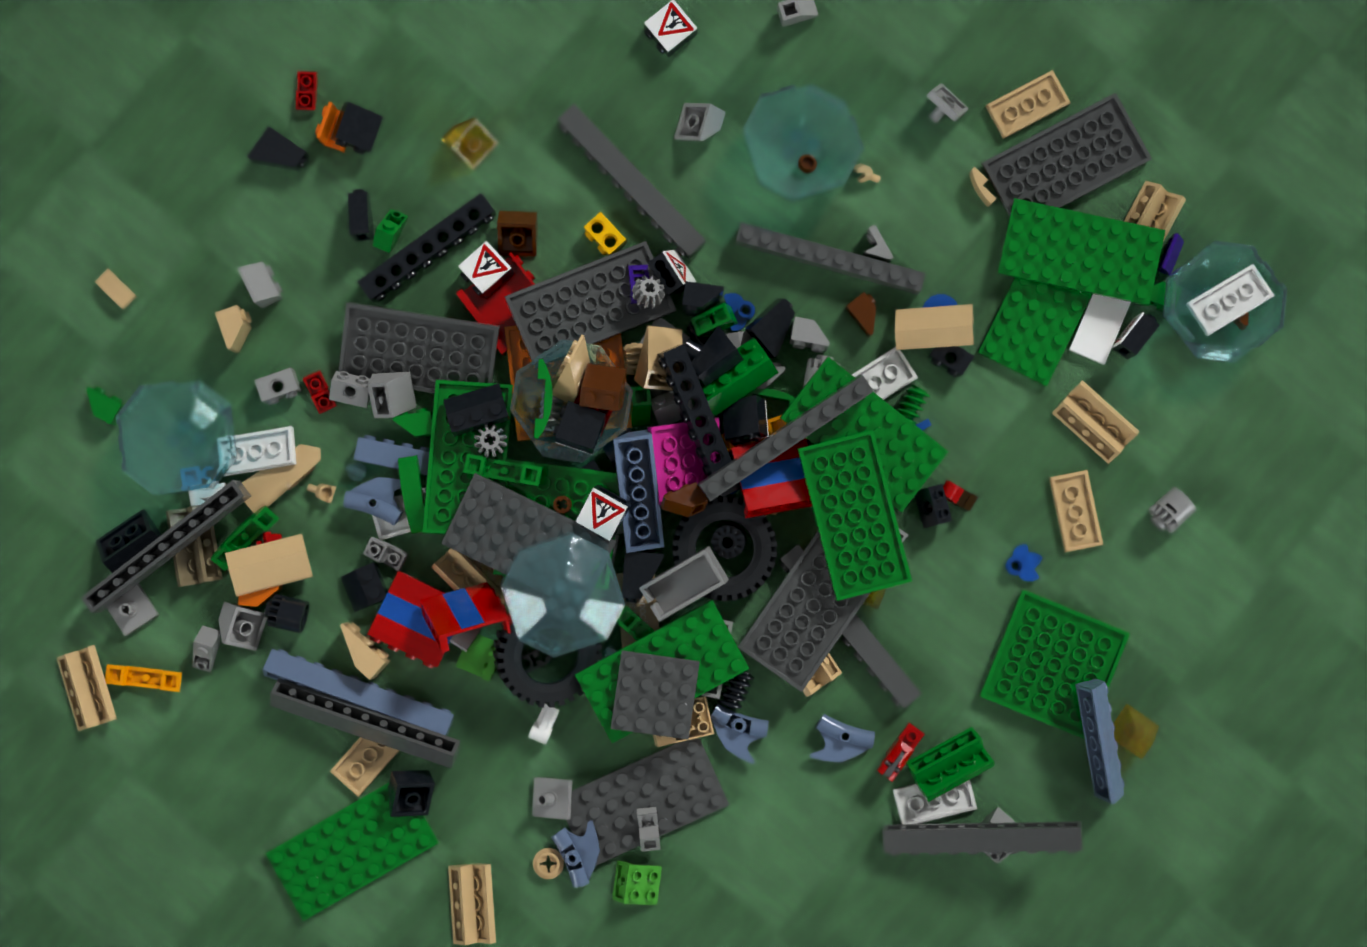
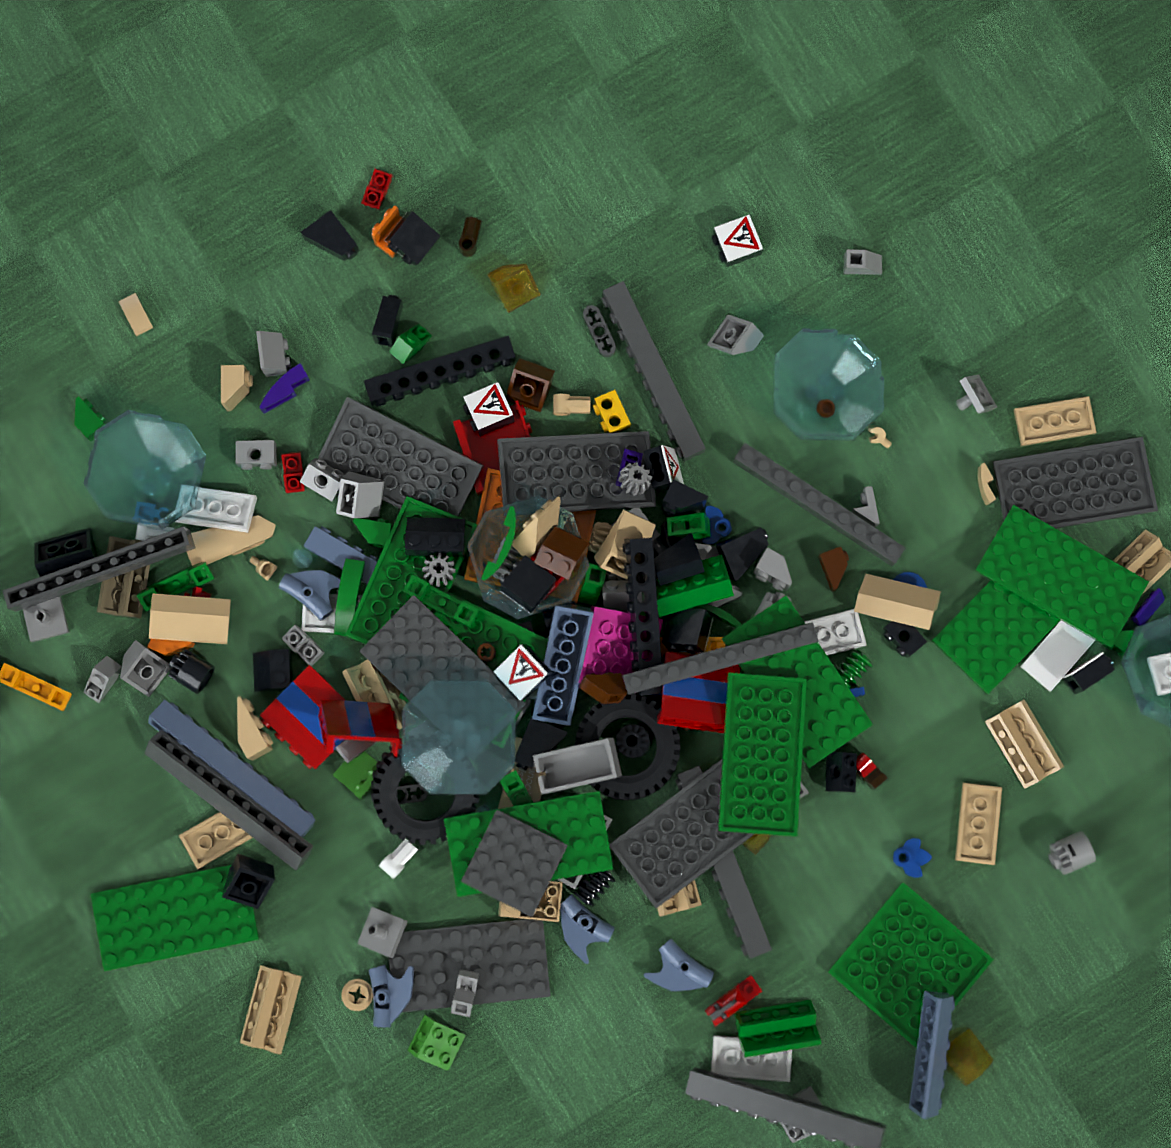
camera: 20 degrees right, 5 degrees down
(283, 314) = (284, 388): none -> dark purple slope
(411, 106) = (470, 235): none -> dark brown piece
(558, 241) = (565, 405): none -> tan piece
(580, 166) = (588, 320): none -> dark grey beam

